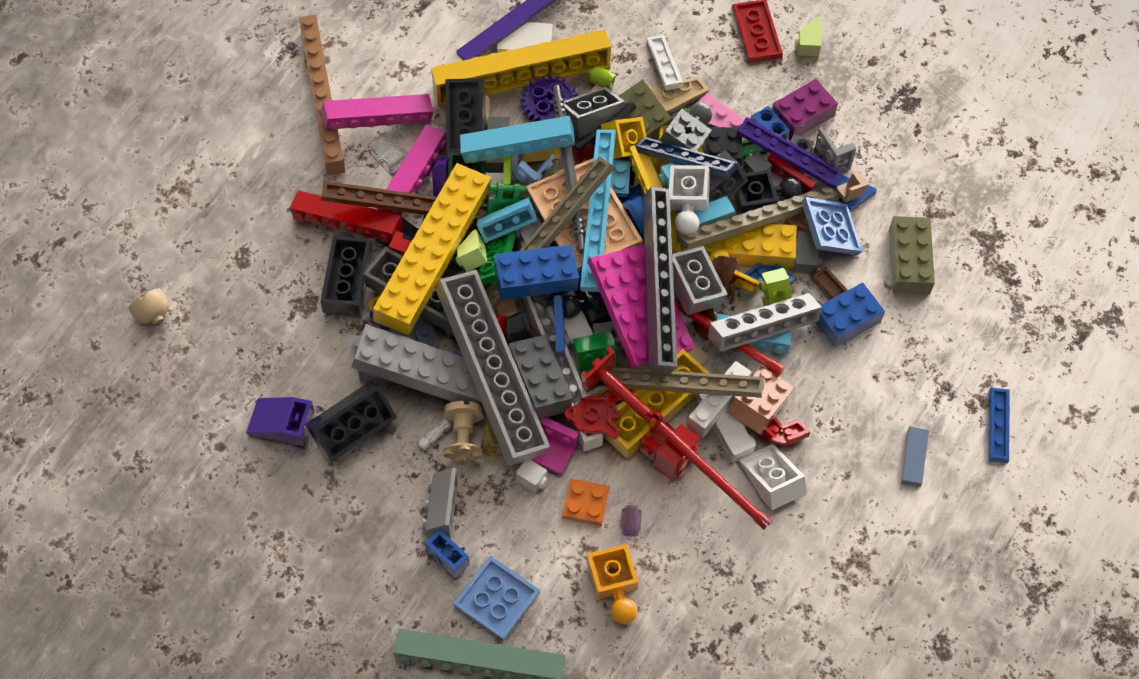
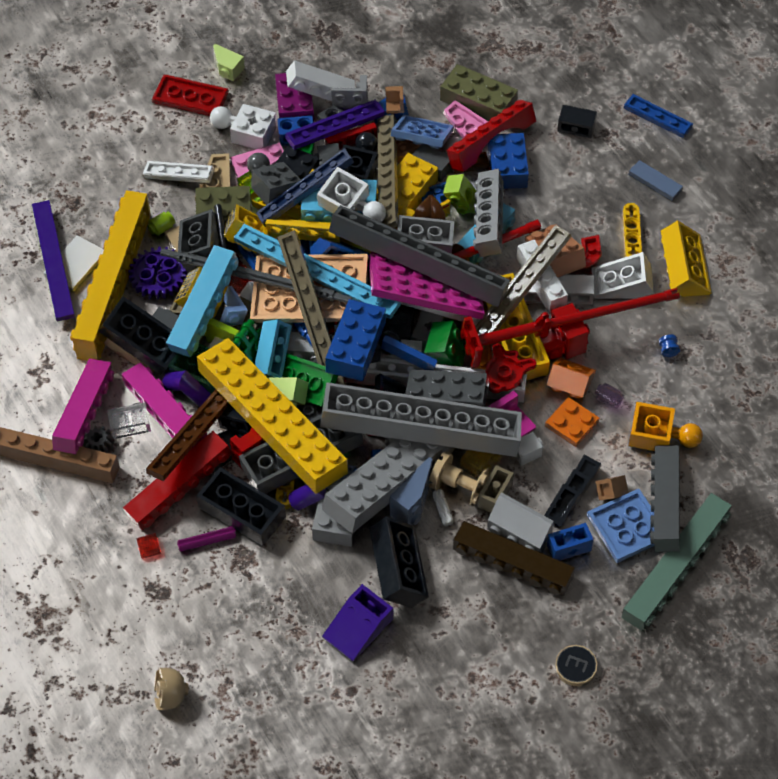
camera: 60 degrees left, 5 degrees down
(280, 229) = (148, 546): none -> clear red plate
(306, 266) = (206, 538): none -> magenta axle
(329, 616) = (576, 665): none -> black tile
(355, 142) = (99, 439): none -> dark grey gear
(409, 515) = (513, 558): none -> dark brown brick
(424, 402) = (410, 497): none -> sand blue slope
(471, 466) = (499, 481): none -> dark tan brick
(509, 534) = (572, 490): none -> black slope
(529, 566) = (612, 487): none -> medium nougat panel
(536, 617) = (666, 499): none -> dark grey brick
(632, 478) = (570, 378): none -> orange slope
(719, 550) = (669, 345): none -> blue wheel
(748, 89) = (250, 127): none -> white brick
(825, 114) = (315, 80): none -> white brick
(829, 272) = (466, 151): none -> red arch
(830, 524) = (685, 260): none -> yellow slope
(837, 464) = (631, 233): none -> yellow beam
(872, 263) = (463, 119): none -> bright pink wing
(938, 353) = (577, 121): none -> black brick

